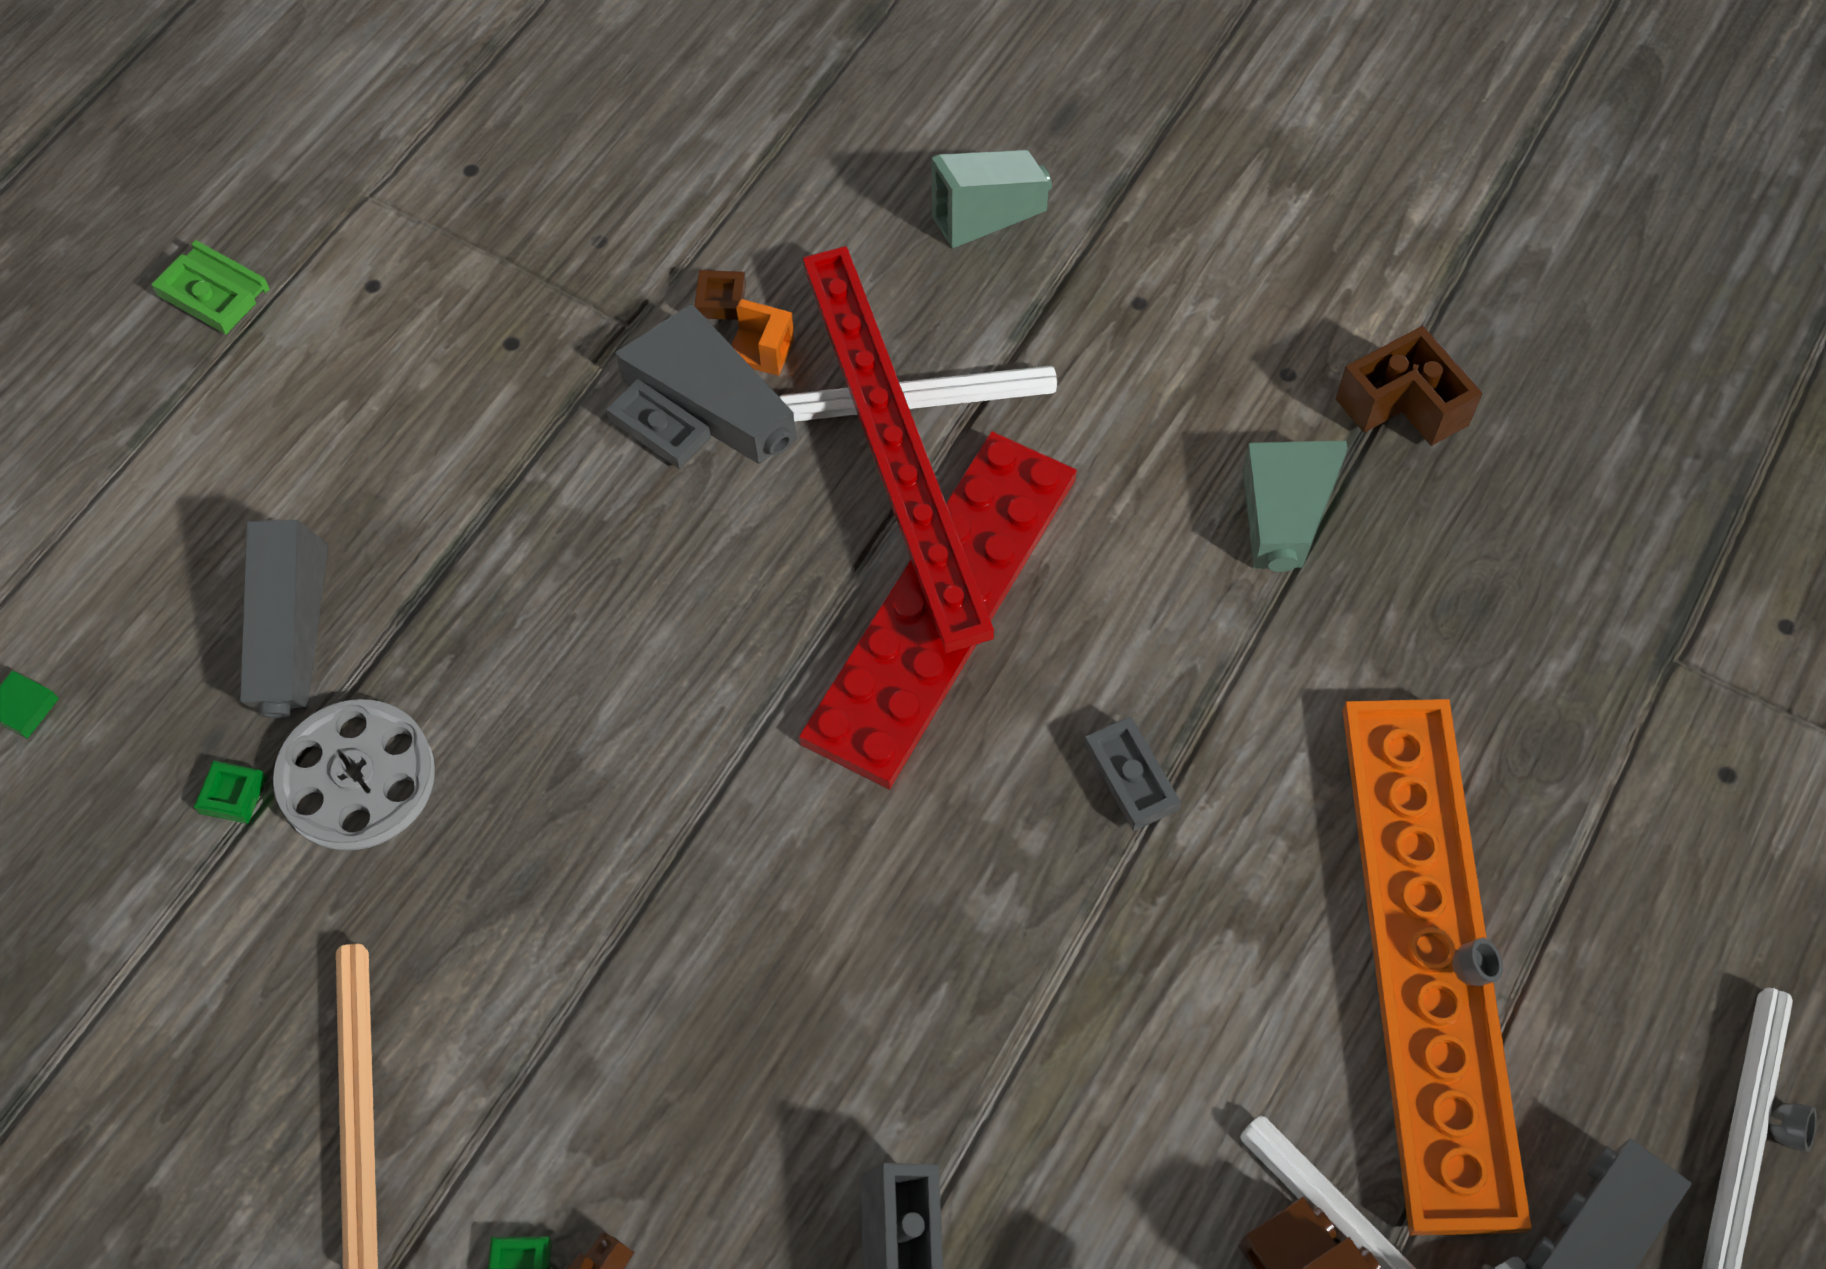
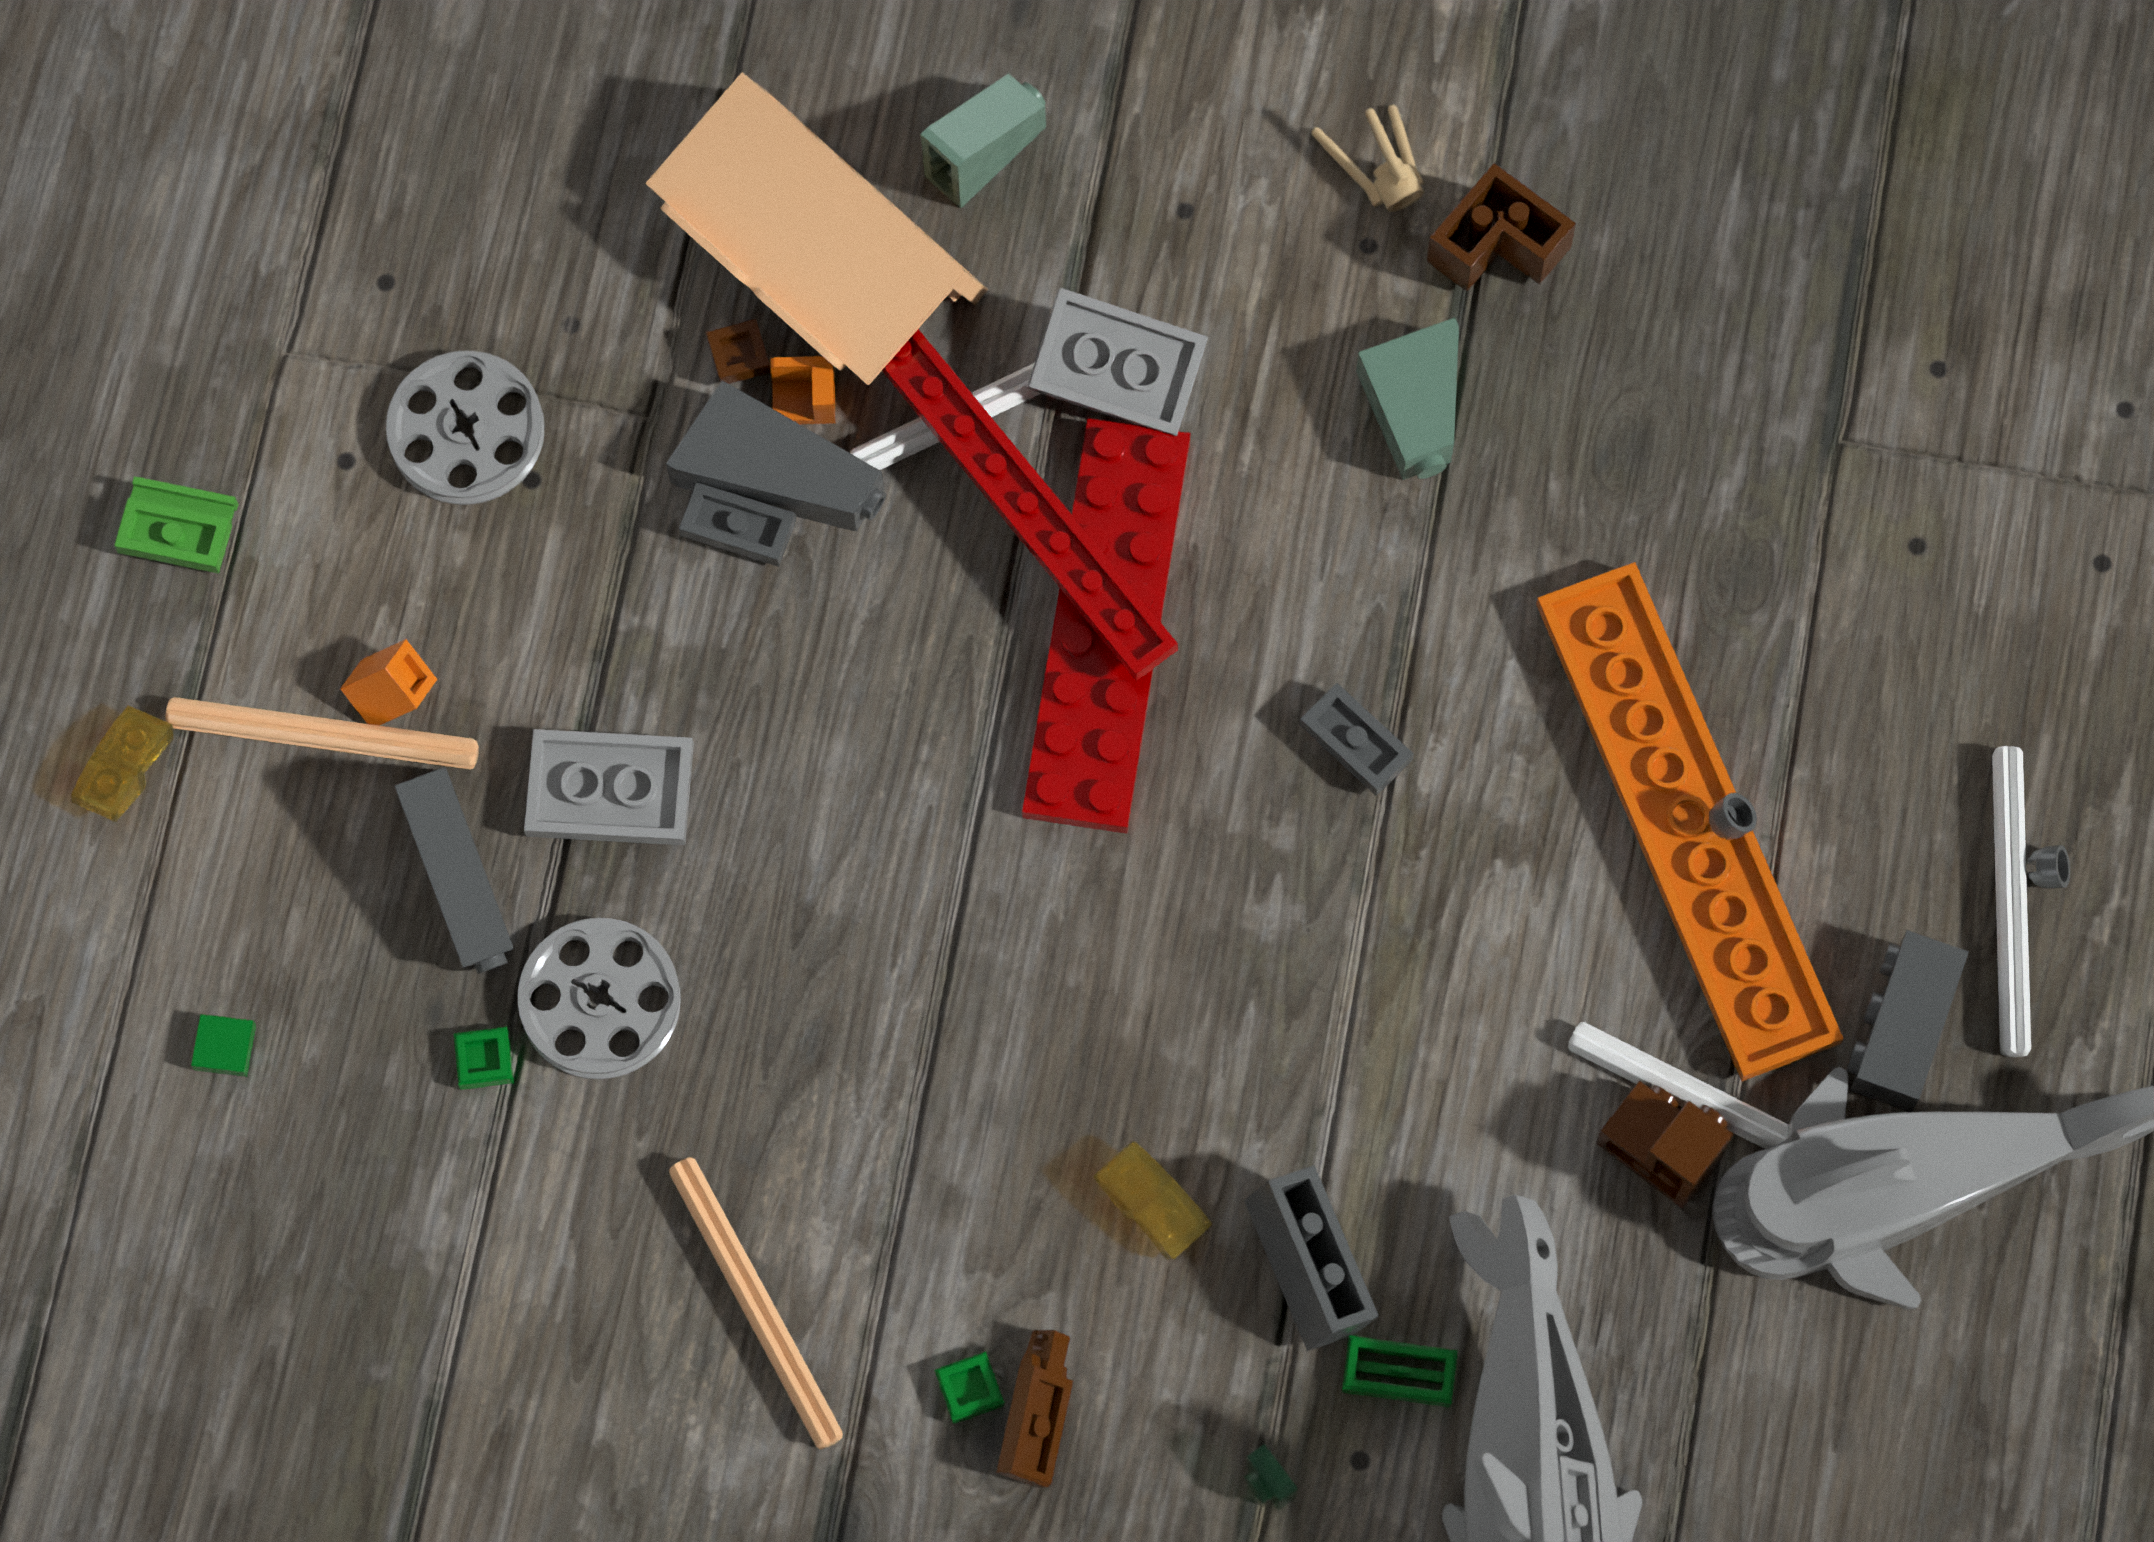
camera: 20 degrees left, 10 degrees up
(54, 453) = (118, 764): none -> clear yellow slope
(240, 480) = (322, 733): none -> light nougat axle
(310, 456) = (388, 683): none -> orange panel
(449, 597) = (609, 787): none -> light grey plate
(492, 293) = (455, 449): none -> light grey wedge
(771, 1143) = (1153, 1200): none -> clear yellow slope
(811, 213) = (806, 231): none -> light nougat piece
(1032, 390) = (1117, 362): none -> light grey plate
(1330, 326) = (1396, 180): none -> tan plant

